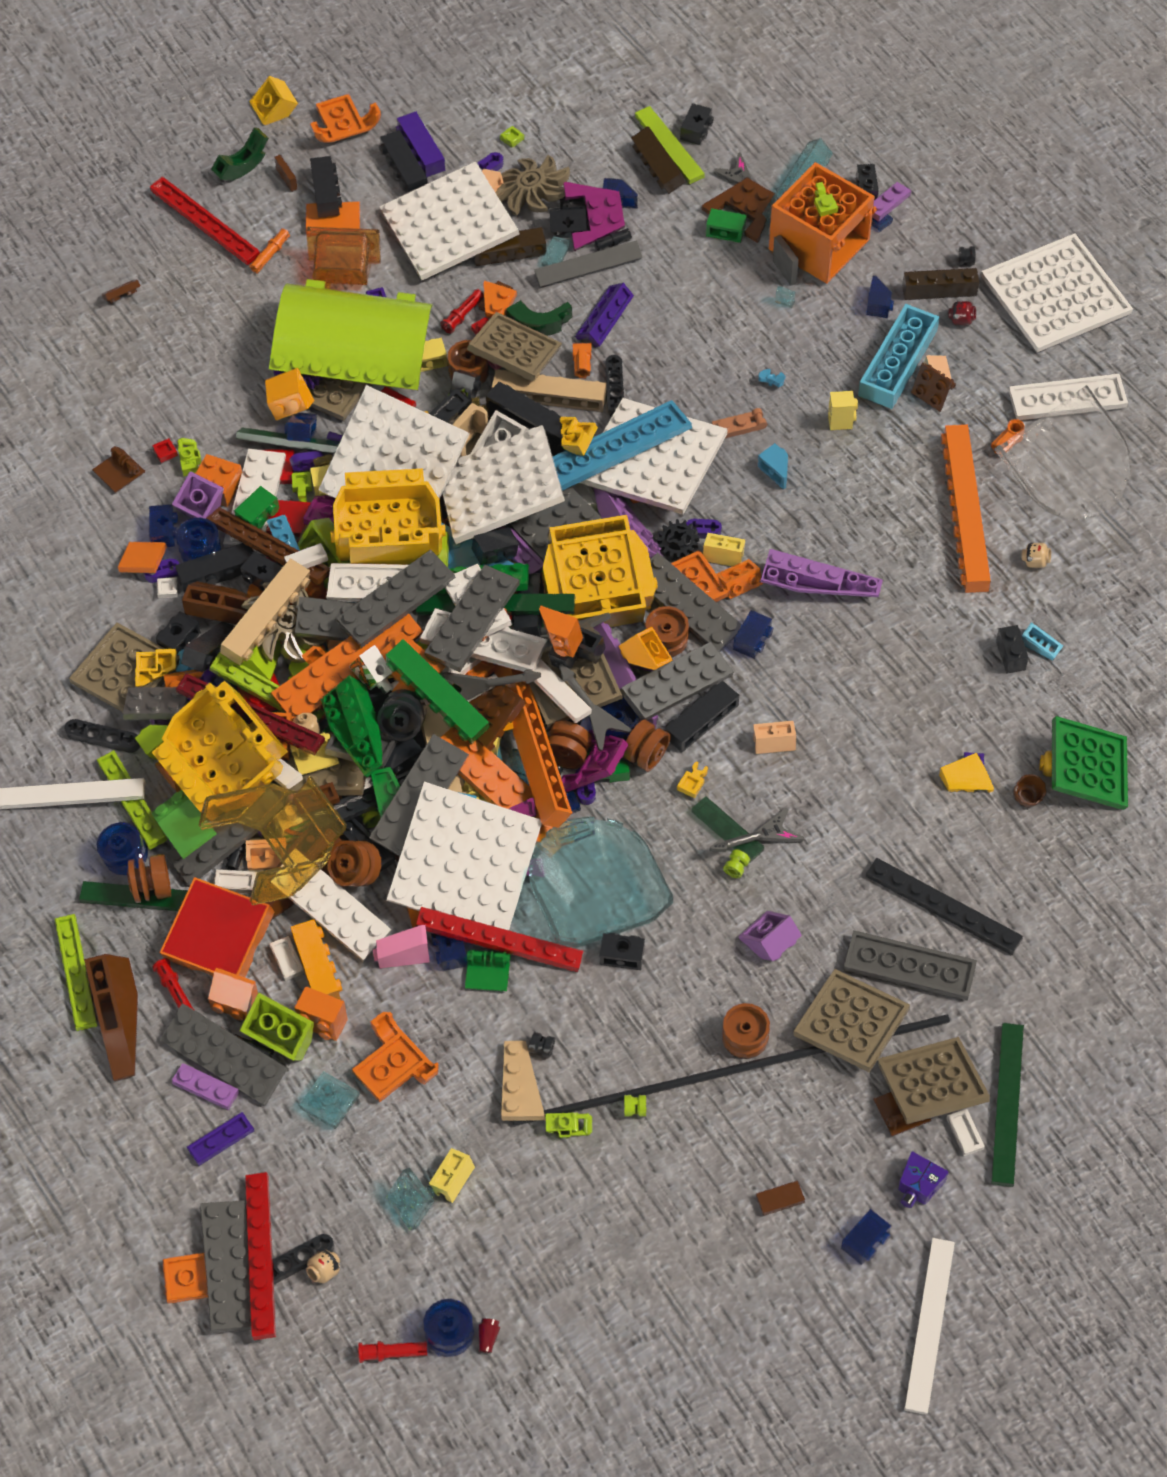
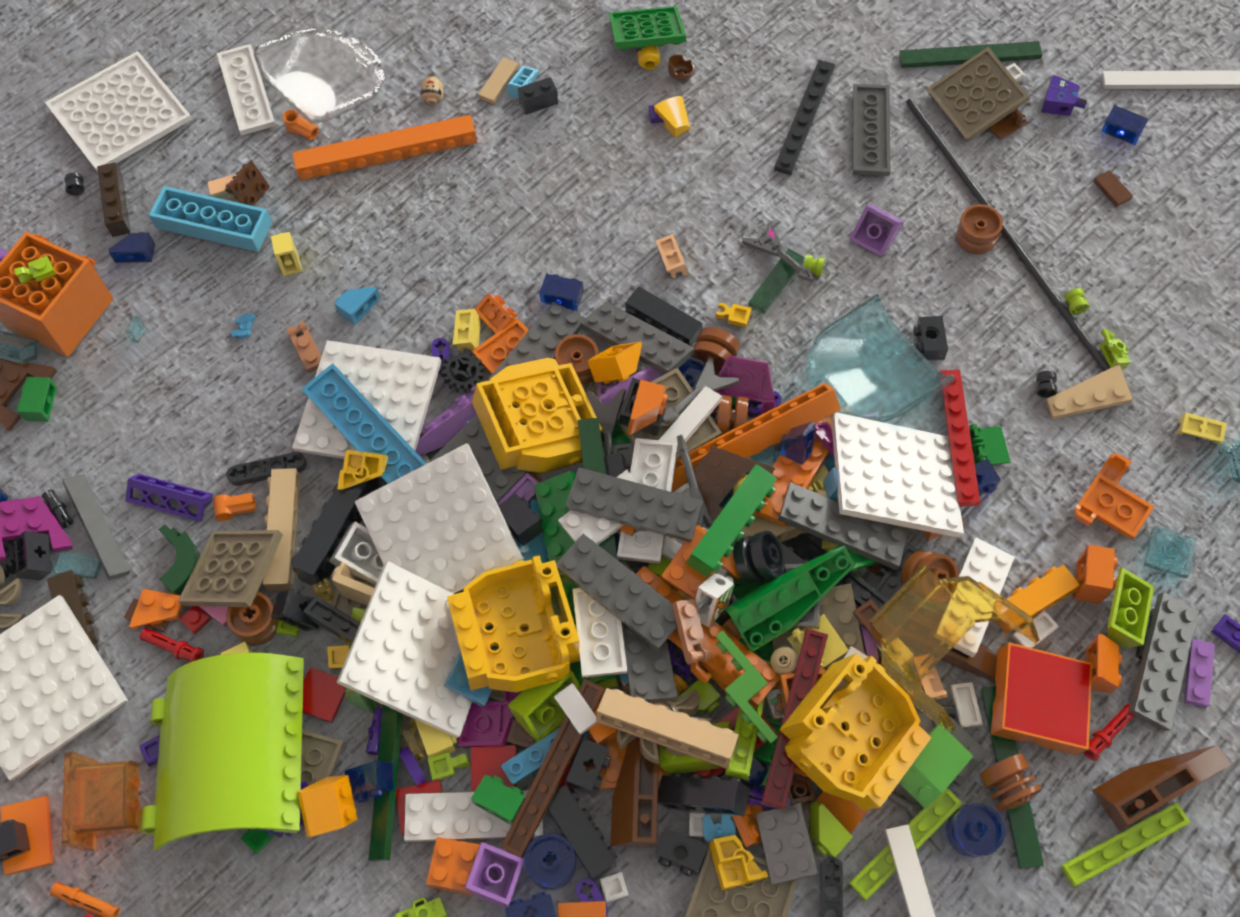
camera: 100 degrees left, 5 degrees up
(284, 678) = (745, 688): none -> bright green bracket
(344, 643) = (690, 631): none -> nougat plate
(403, 948) = (996, 518): bright pink slope -> none
(511, 777) = (799, 443): none -> clear blue slope
(785, 260) = (90, 330): dark grey tile -> none
(816, 577) = (491, 251): medium lavender wedge -> none
(851, 1020) = (940, 158): dark tan plate -> none
(962, 313) = (150, 178): dark red head -> none
(1045, 620) = (498, 80): none -> tan tile

